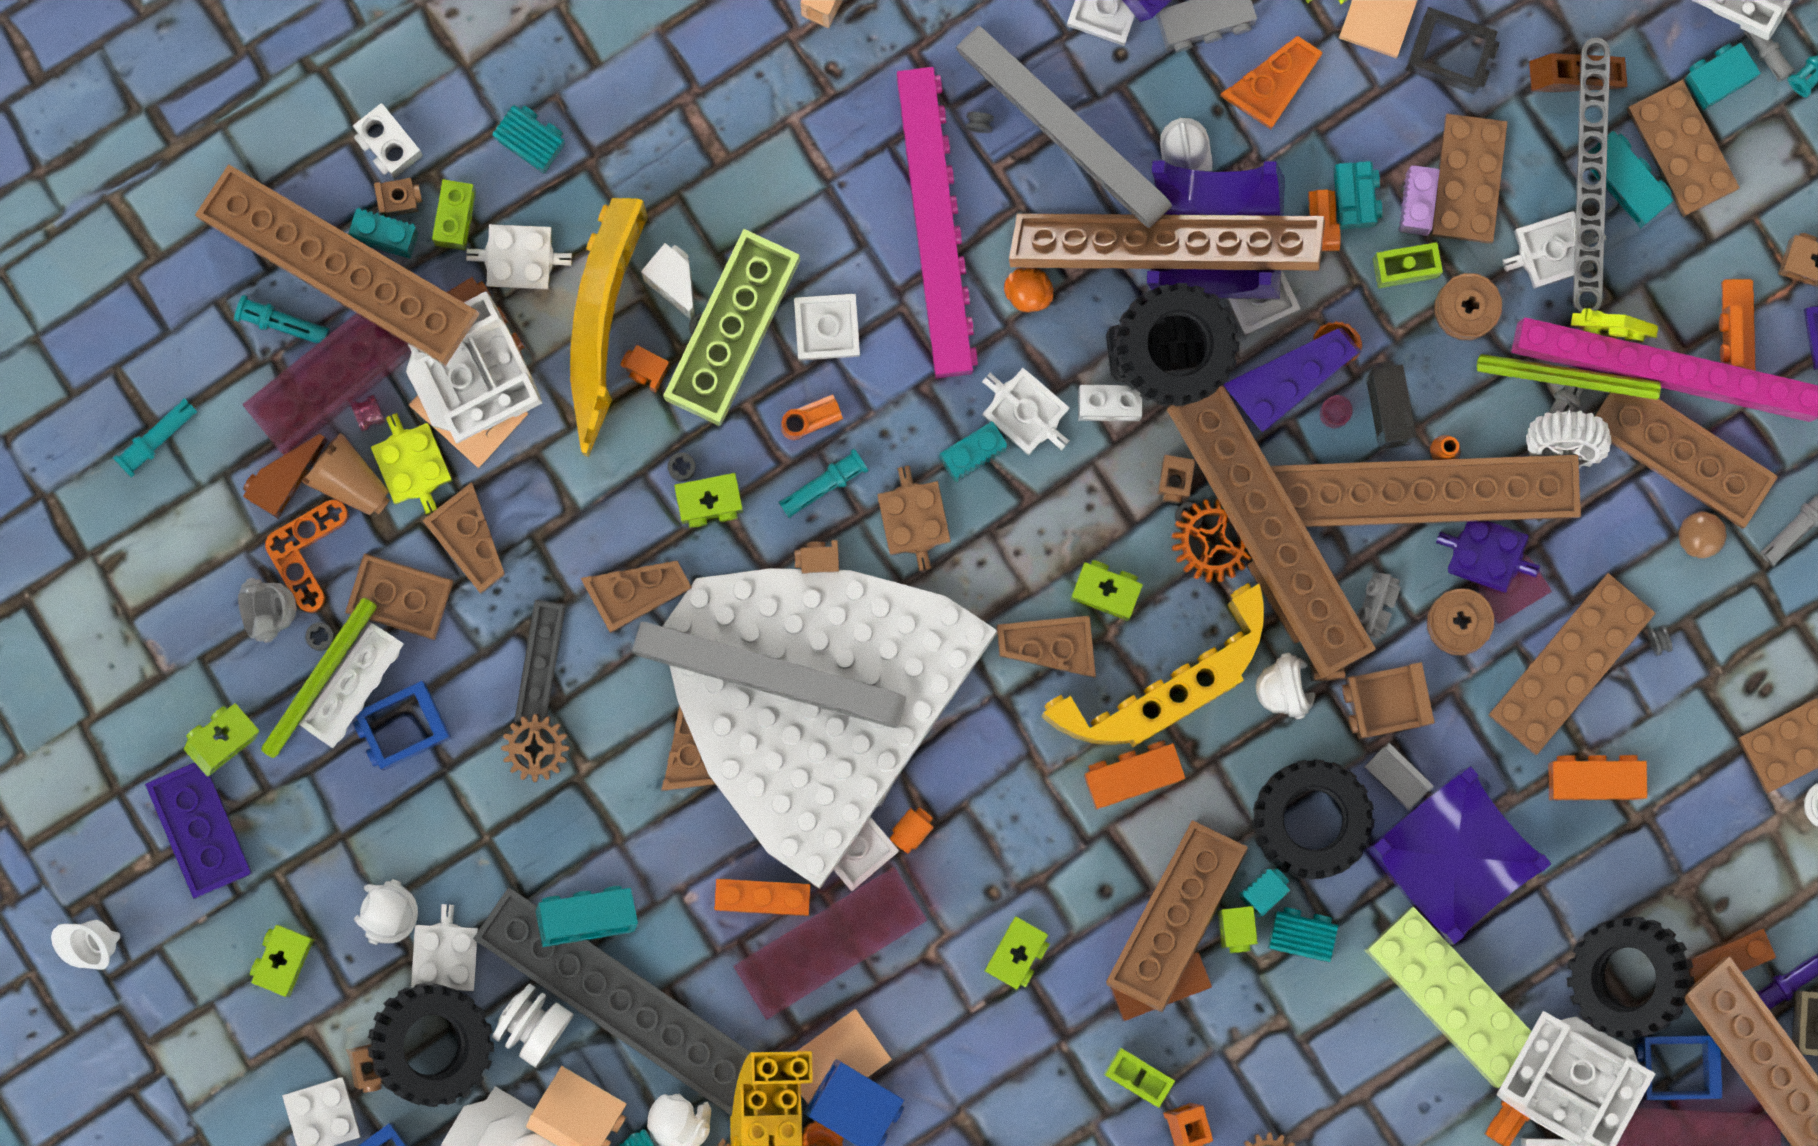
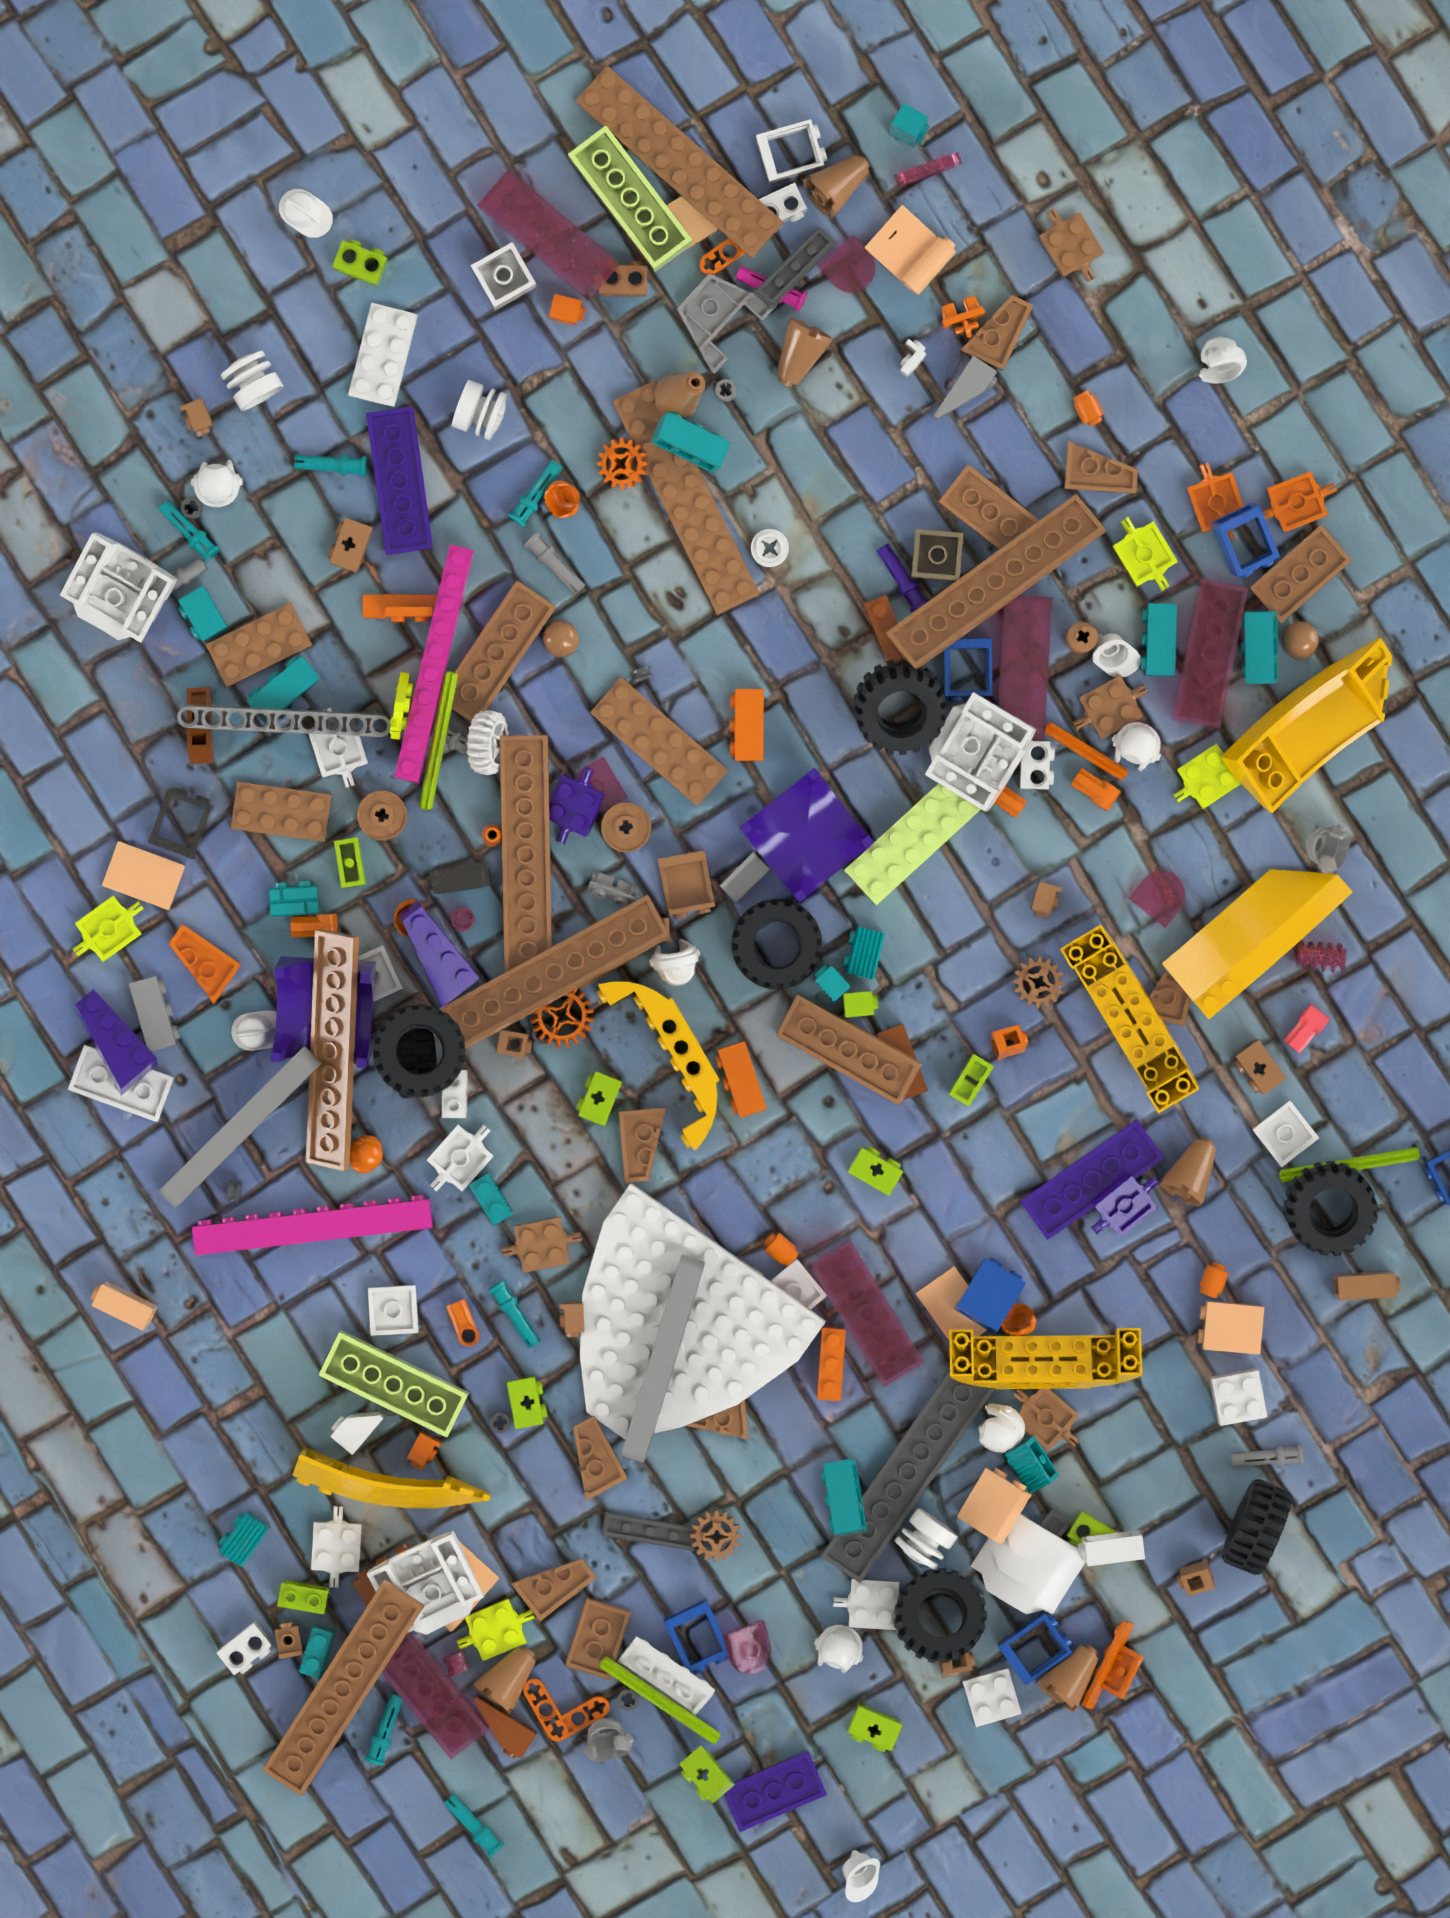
camera: 85 degrees left, 5 degrees up
(387, 793) = (748, 1647): none -> clear pink tile
(1419, 200) = (299, 852): lavender brick -> none

